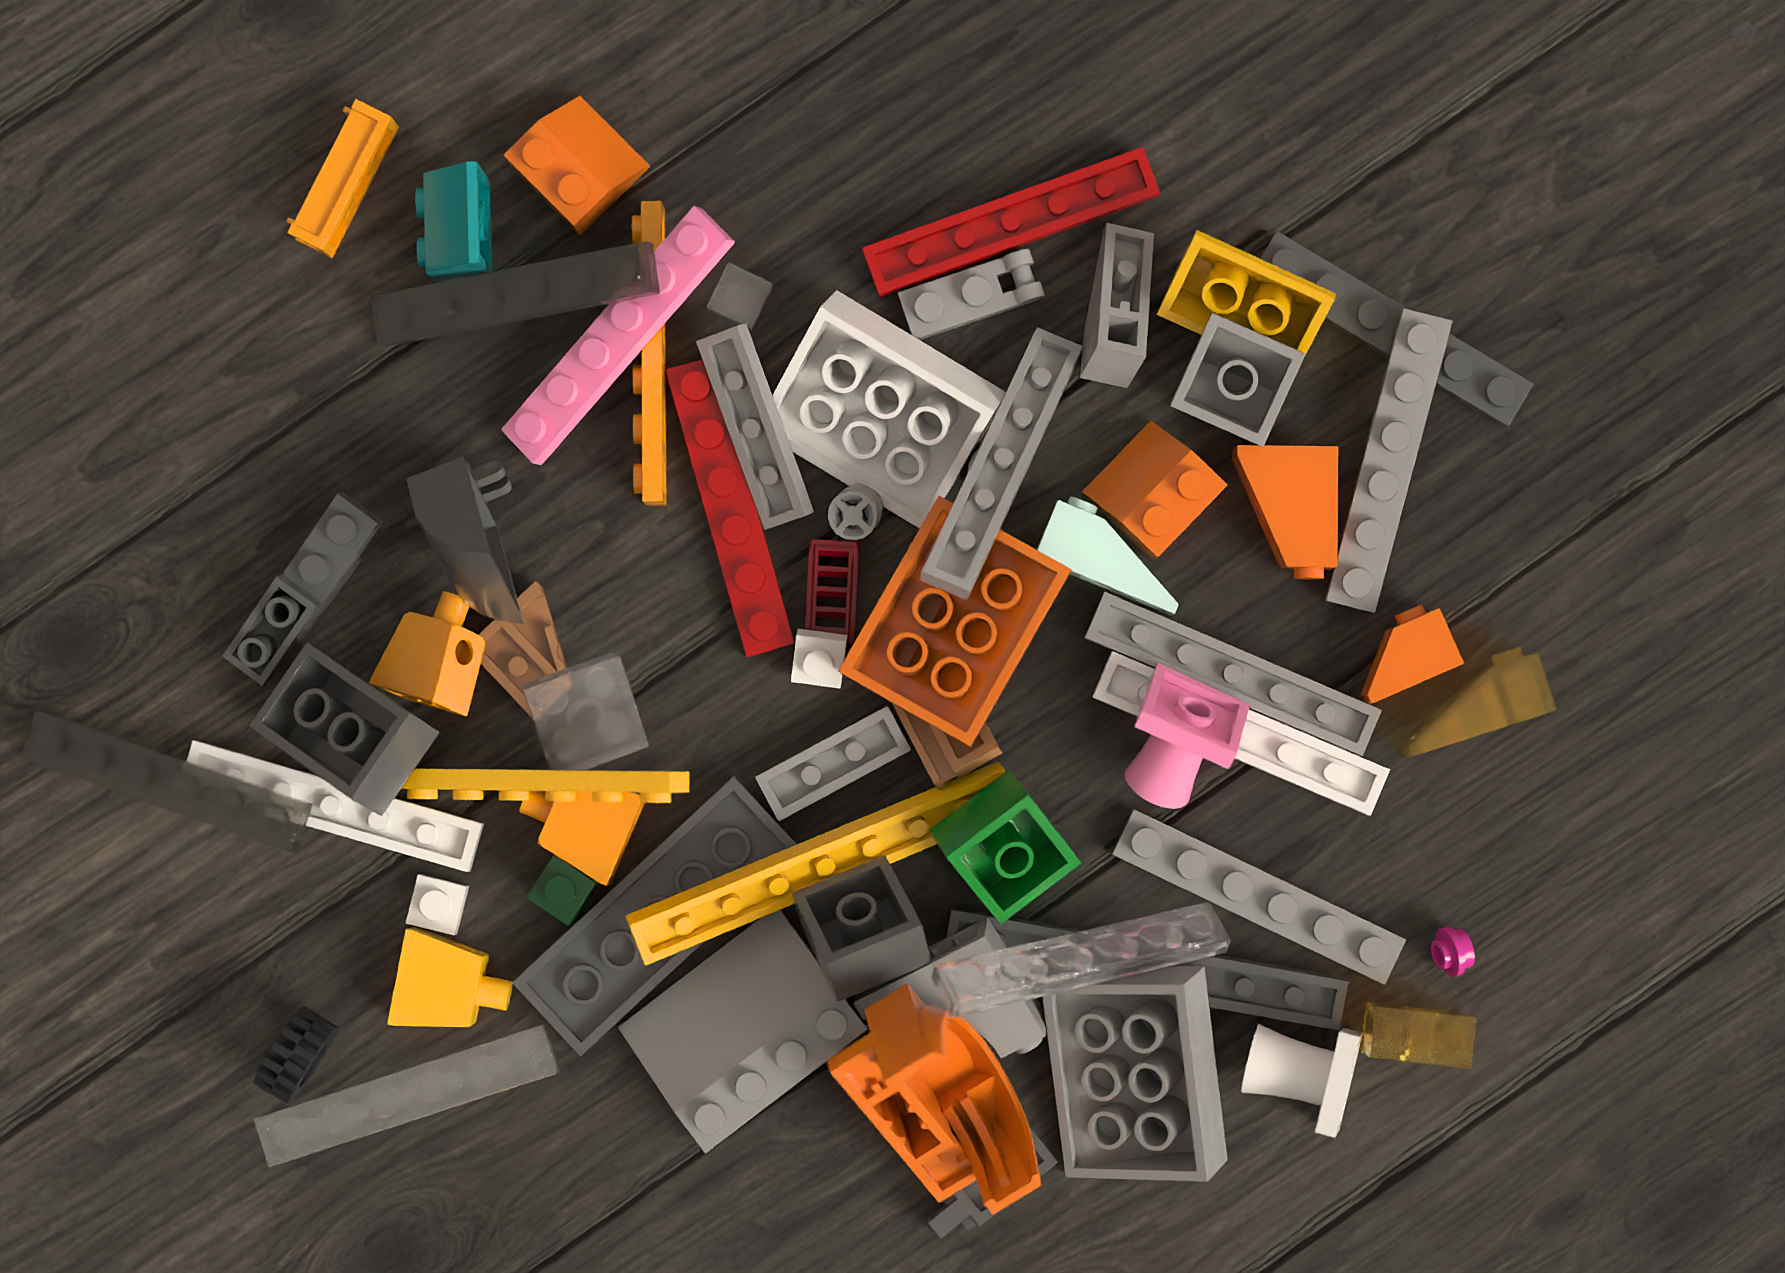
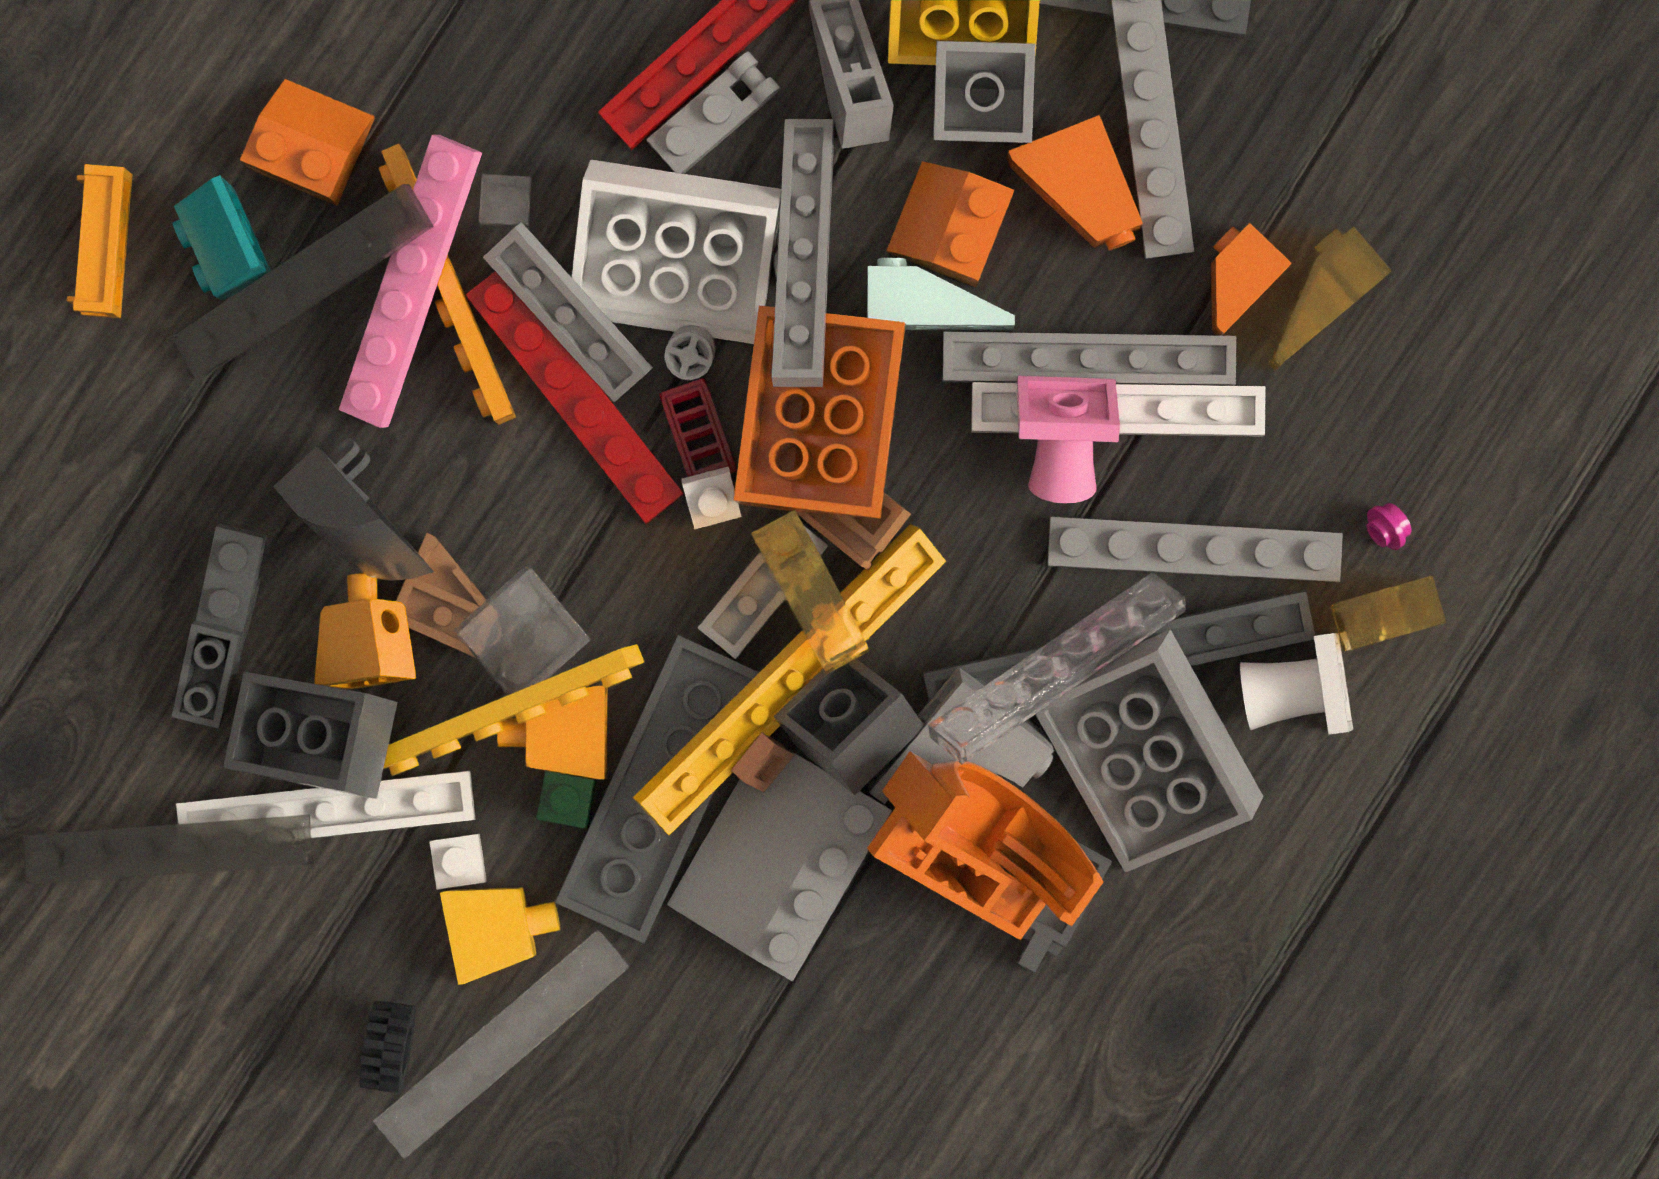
camera: 25 degrees left, 0 degrees up
(763, 931) = (762, 762): none -> nougat tile
(875, 789) = (810, 591): none -> clear yellow slope
(1004, 846) = (948, 596): green brick -> none

